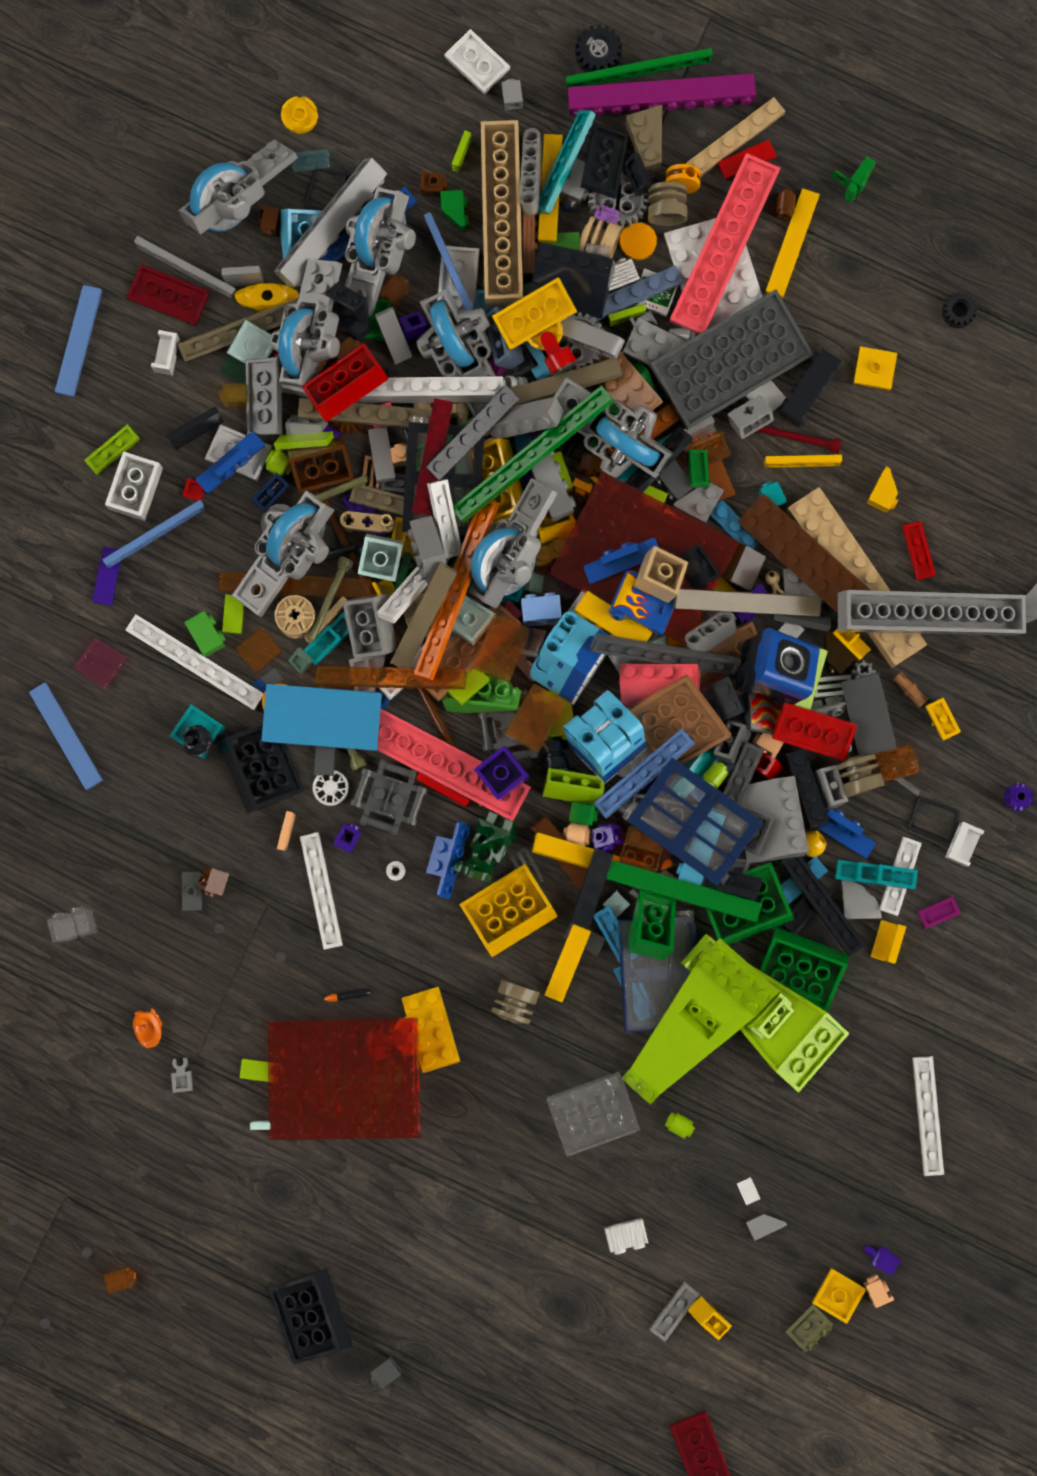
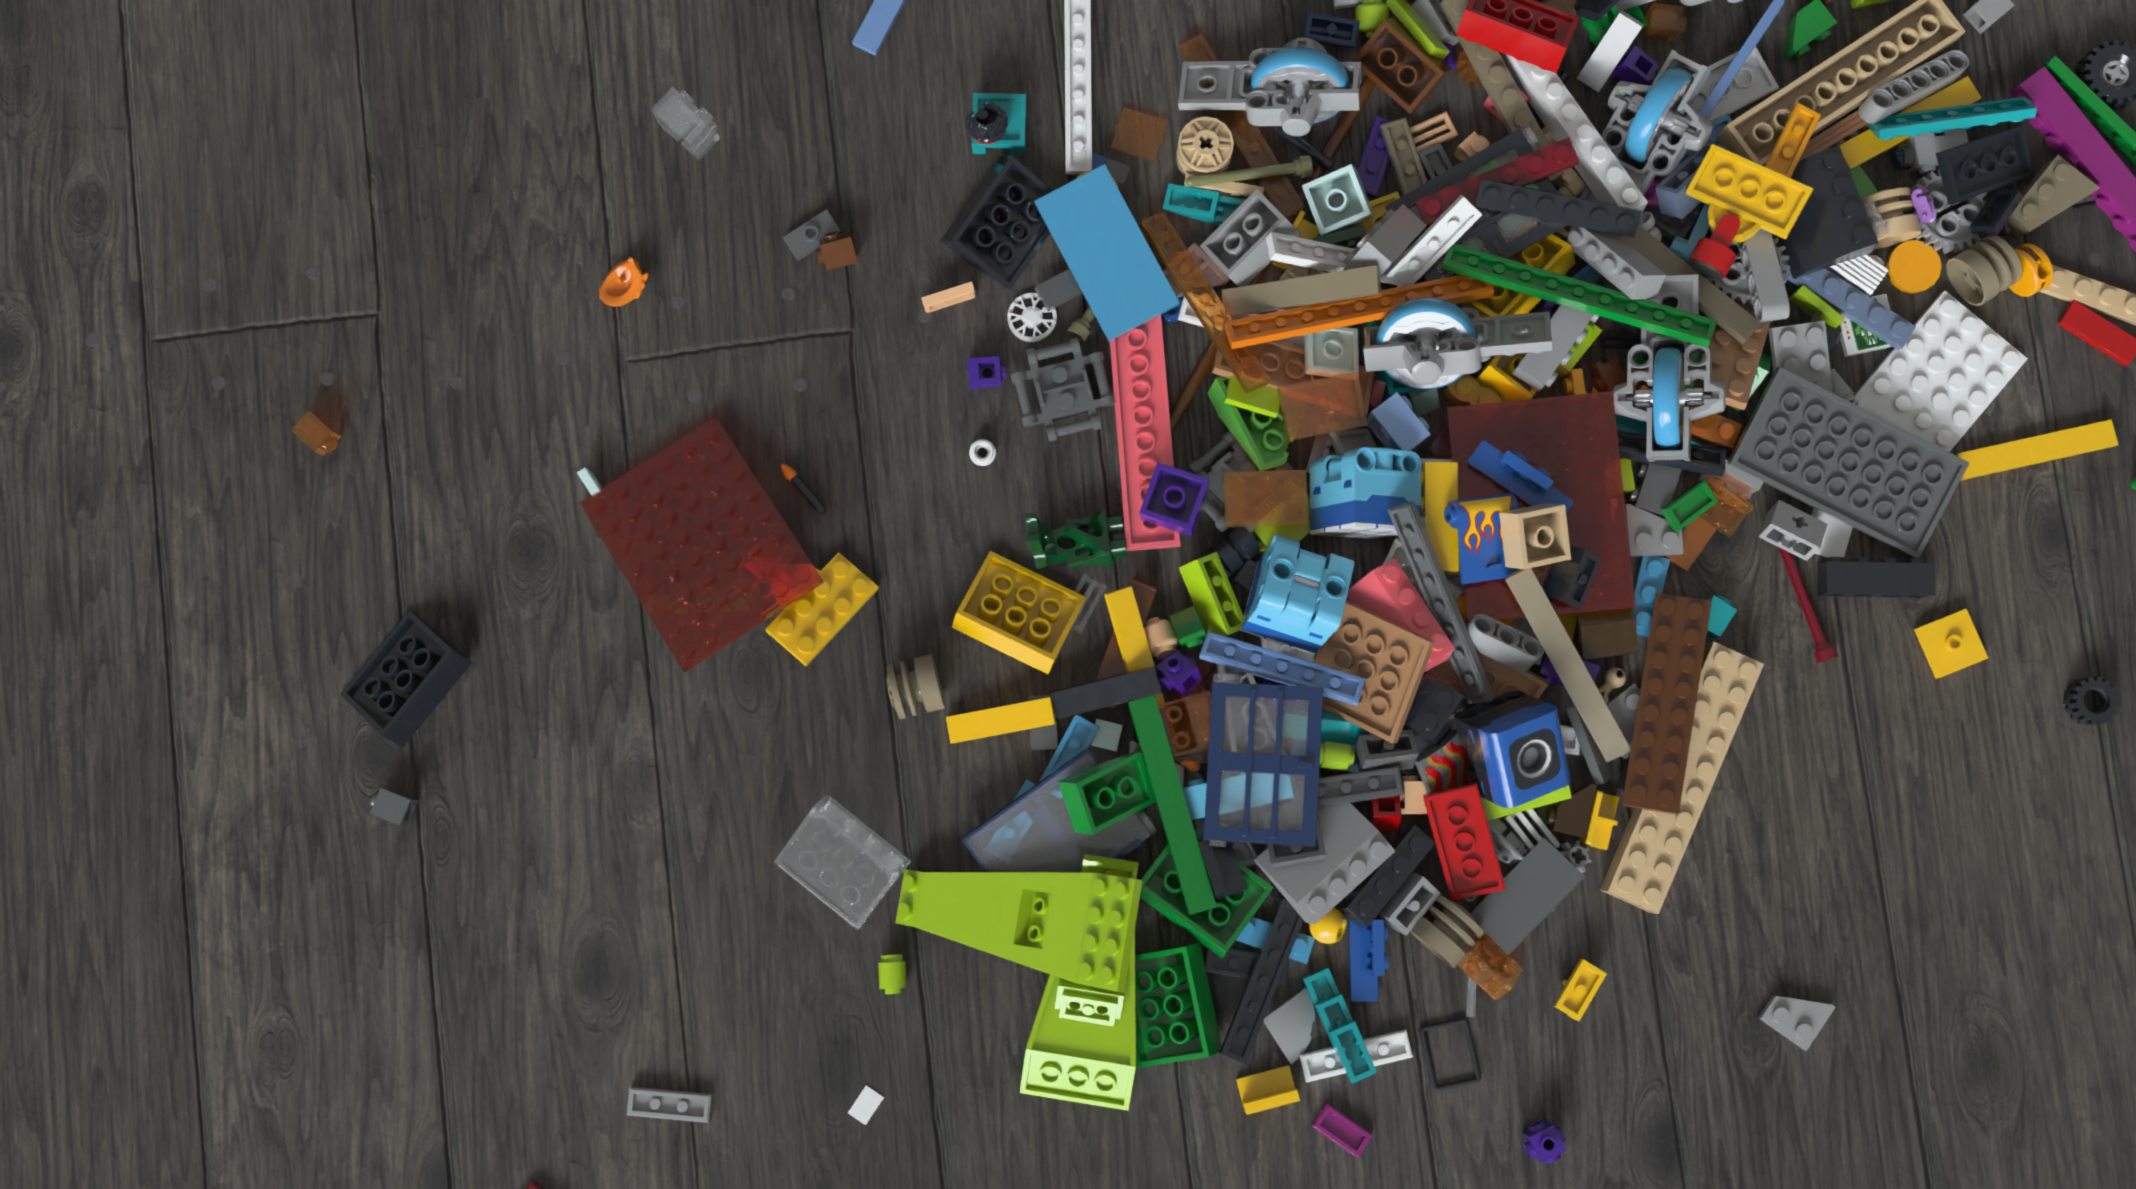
camera: 55 degrees right, 0 degrees up
(181, 1079) = (588, 360): light grey plate -> none
(205, 634) = (1118, 61): bright green piece -> none
(233, 615) = (1159, 80): lime tile -> none
(254, 1070) = (650, 435): lime tile -> none
(300, 660) = (1157, 188): sand green tile -> none
(321, 891) = (905, 382): white tile -> none
(342, 488) = (1390, 107): olive bar -> none
(357, 525) = (1371, 177): tan beam -> none
(381, 454) = (1458, 128): light grey tile -> none
(442, 790) = (1111, 447): red tile -> none
(445, 856) = (1037, 497): blue bracket -> none
(520, 267) = (1793, 140): none -> light orange tile
(626, 1235) = (723, 991): white brick -> none
(709, 1318) = (686, 1151): yellow slope -> none
(725, 244) = (1982, 368): coral plate -> none
(764, 1225) = (836, 1149): light grey tile -> none
(785, 204) = (2078, 411): reddish brown brick -> none
(802, 461) = (1781, 626): yellow tile -> none
(884, 492) = (1807, 748): yellow slope -> none
(910, 689) = (1589, 927): medium nougat pin -> none
(918, 551) = (1764, 834): red tile -> none
(931, 613) = (1701, 894): light grey brick -> none
(963, 844) = (1444, 1109): white panel -> none

